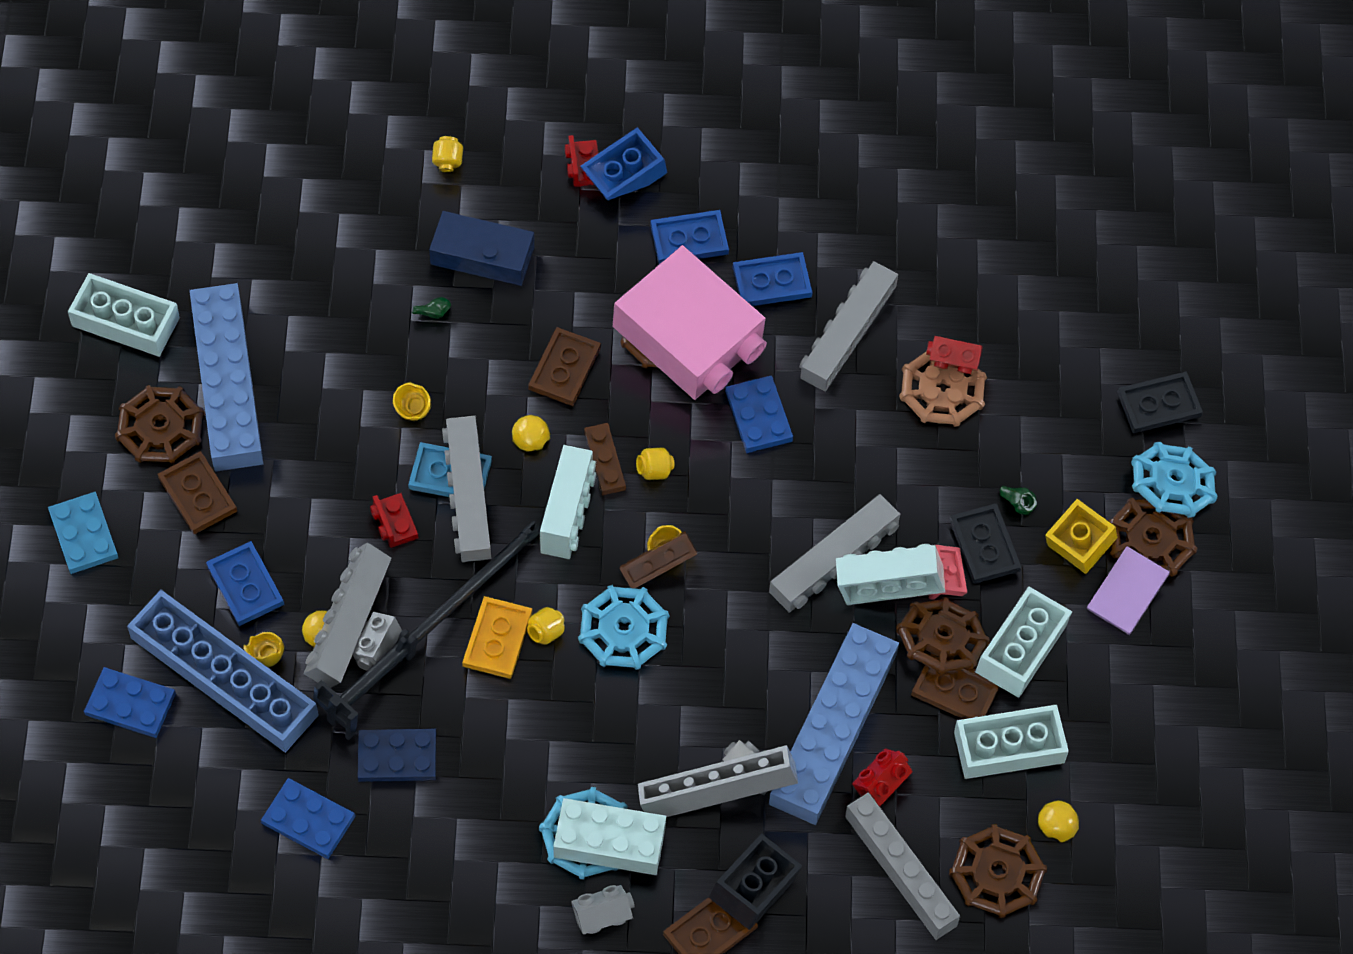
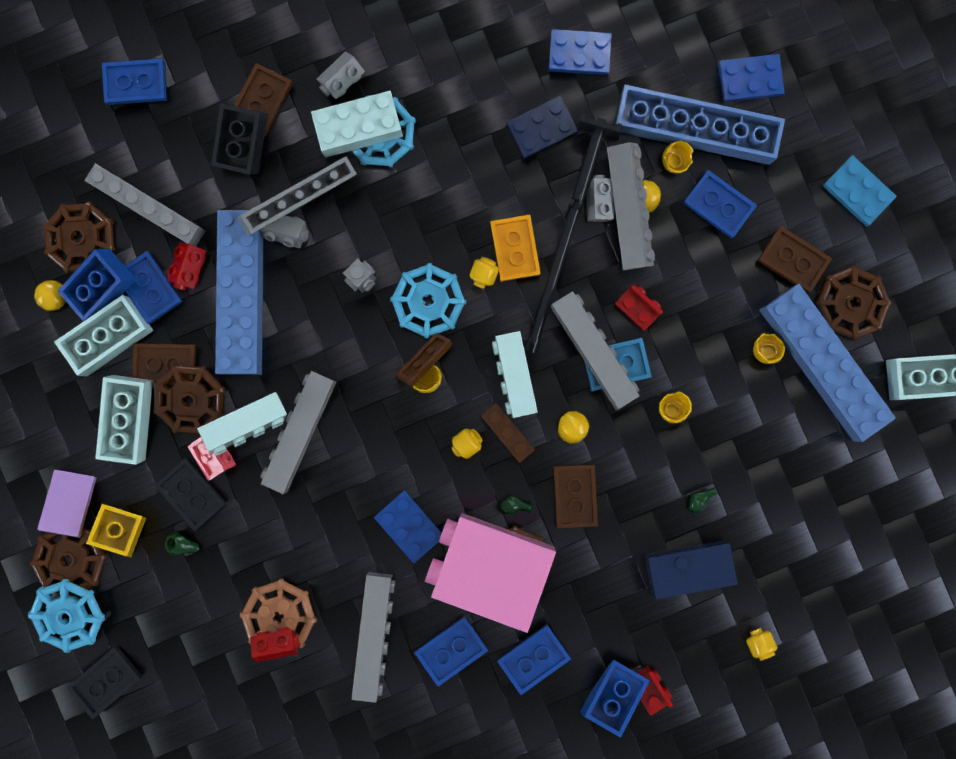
camera: 160 degrees right, 25 degrees up
(278, 416) = (769, 348): none -> yellow hair
(634, 386) = (512, 505): none -> dark green animal
(687, 675) = (360, 276): none -> light grey brick
(938, 778) = (151, 290): none -> blue plate
(994, 794) = (96, 283): none -> blue brick

